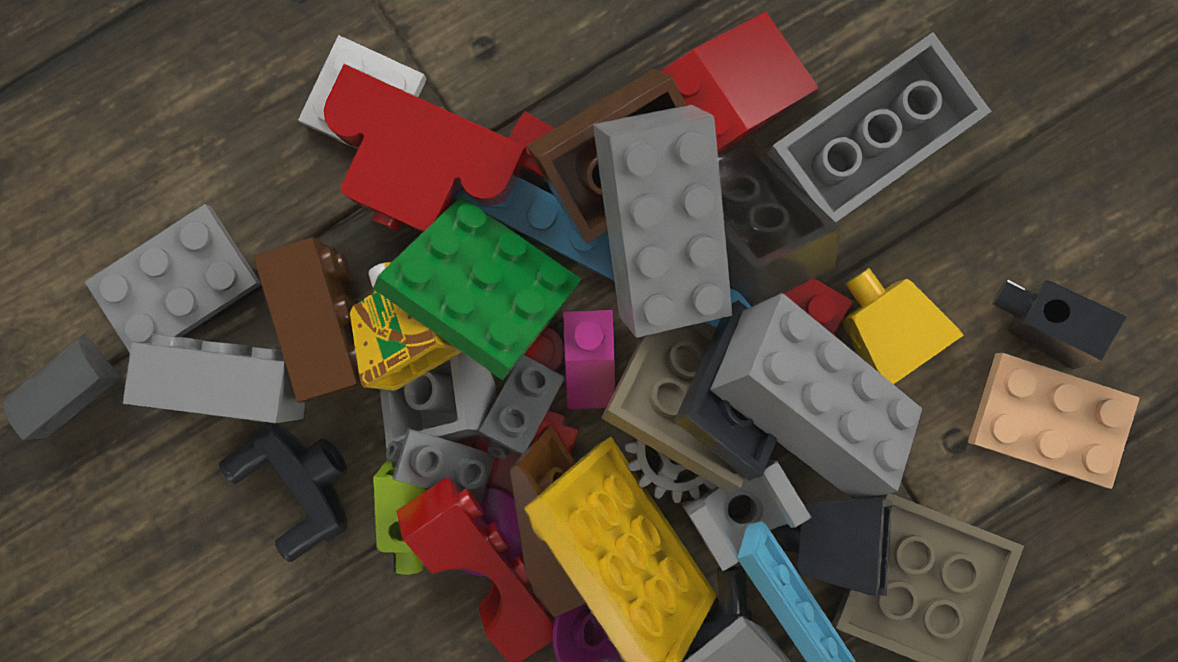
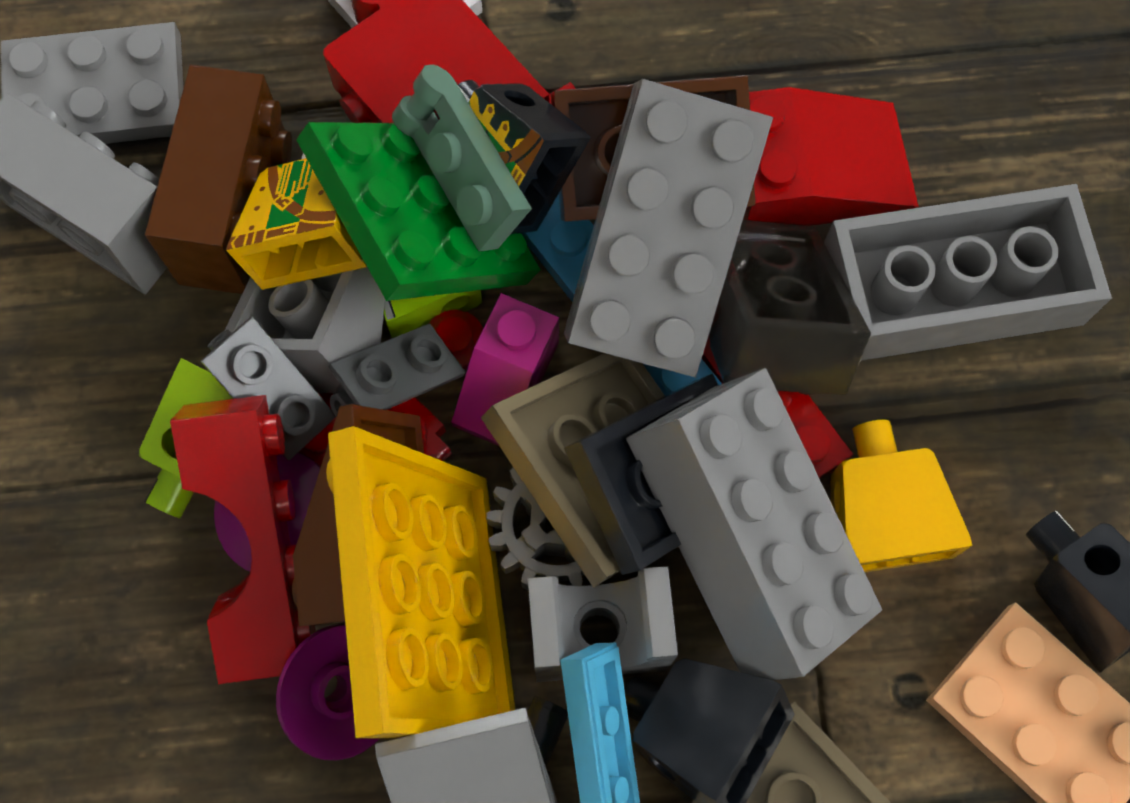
camera: 25 degrees right, 15 degrees down
(307, 475) = (111, 354): black connector -> none
(494, 239) = (462, 158): none -> sand green plate
(524, 214) = (531, 138): none -> black torso

